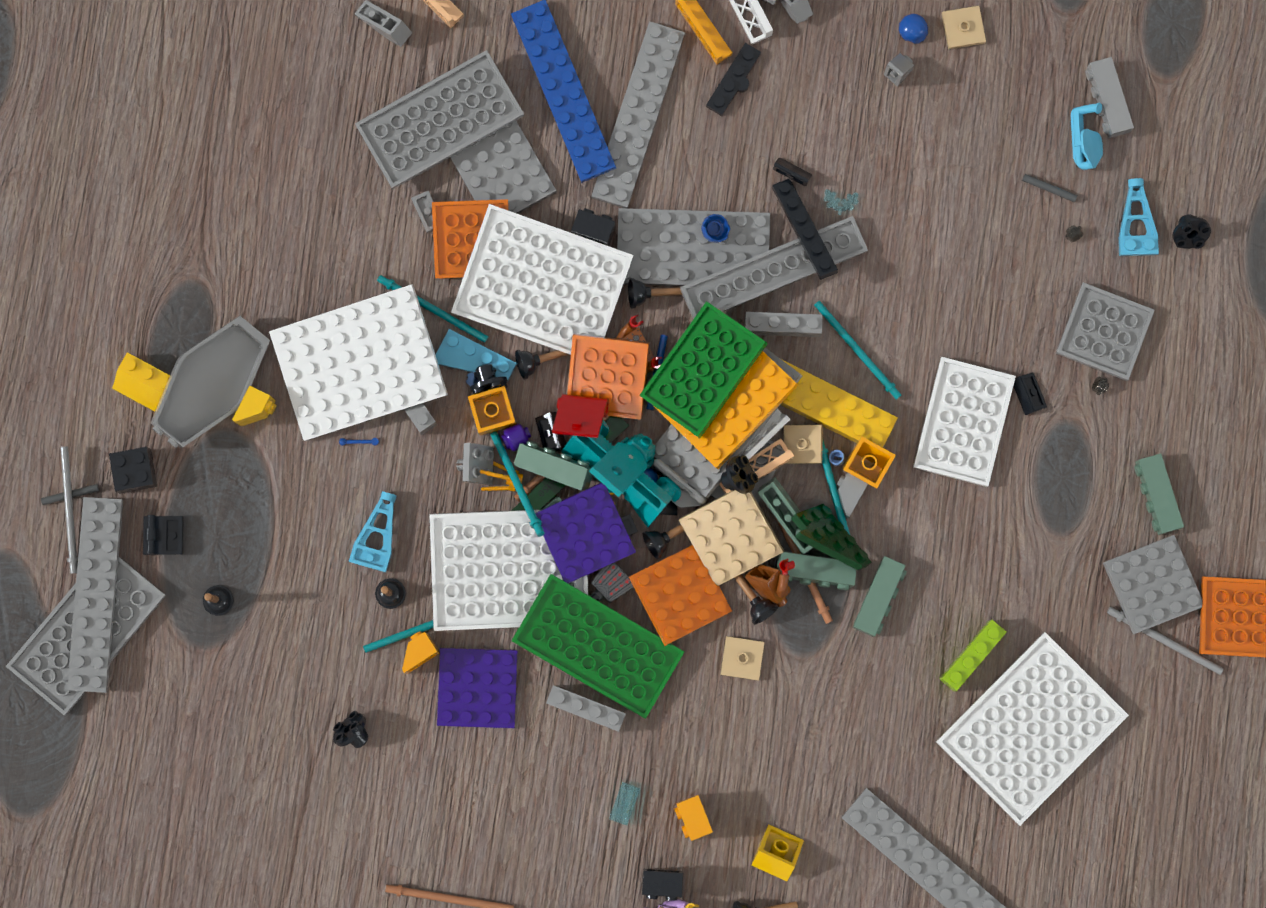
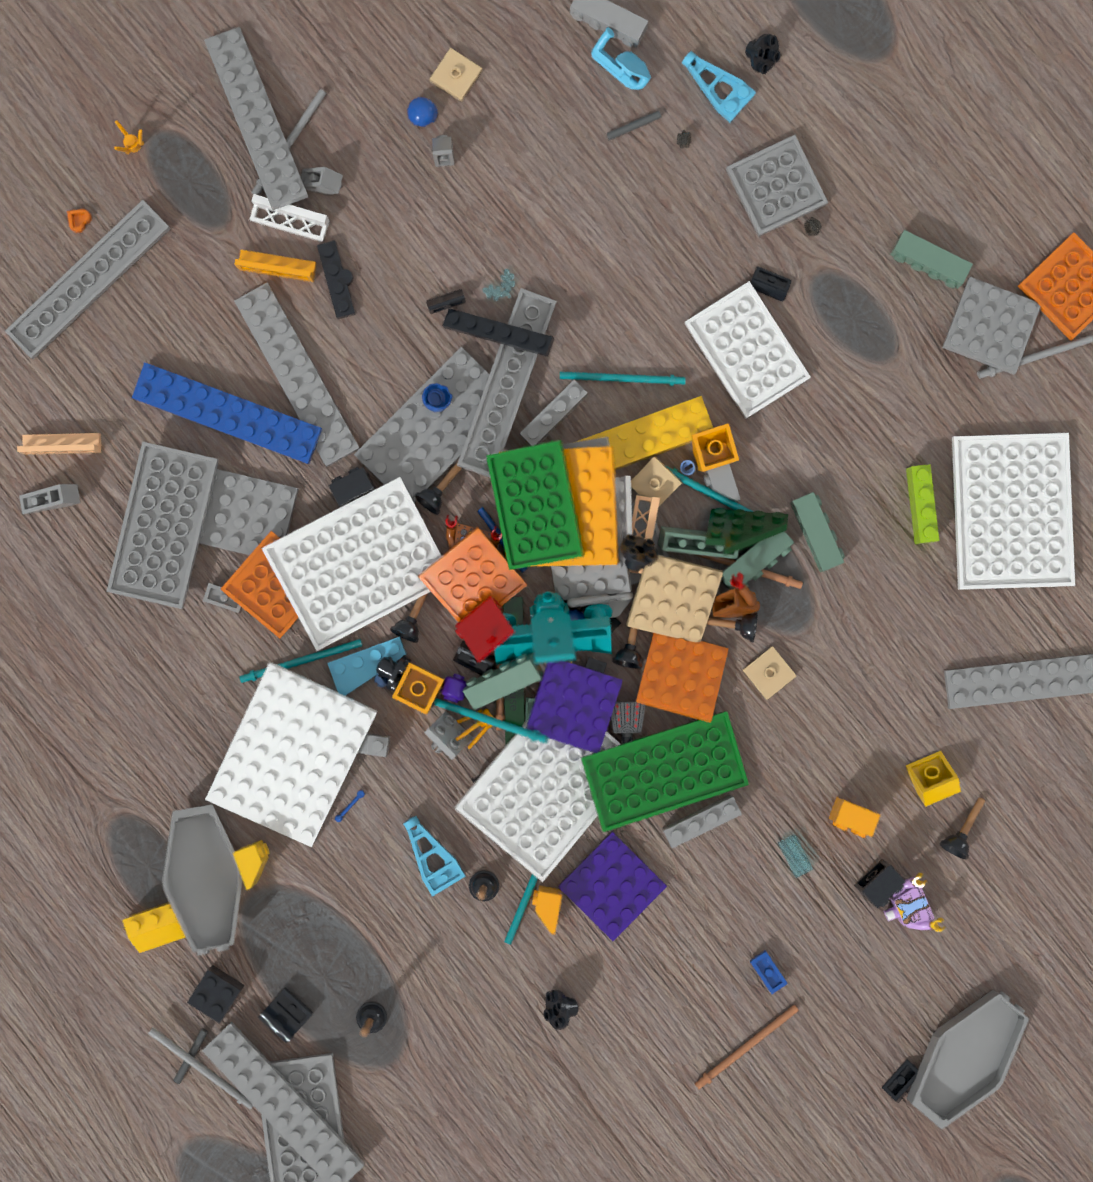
camera: 45 degrees left, 5 degrees up
(520, 862) = (768, 972): none -> blue plate

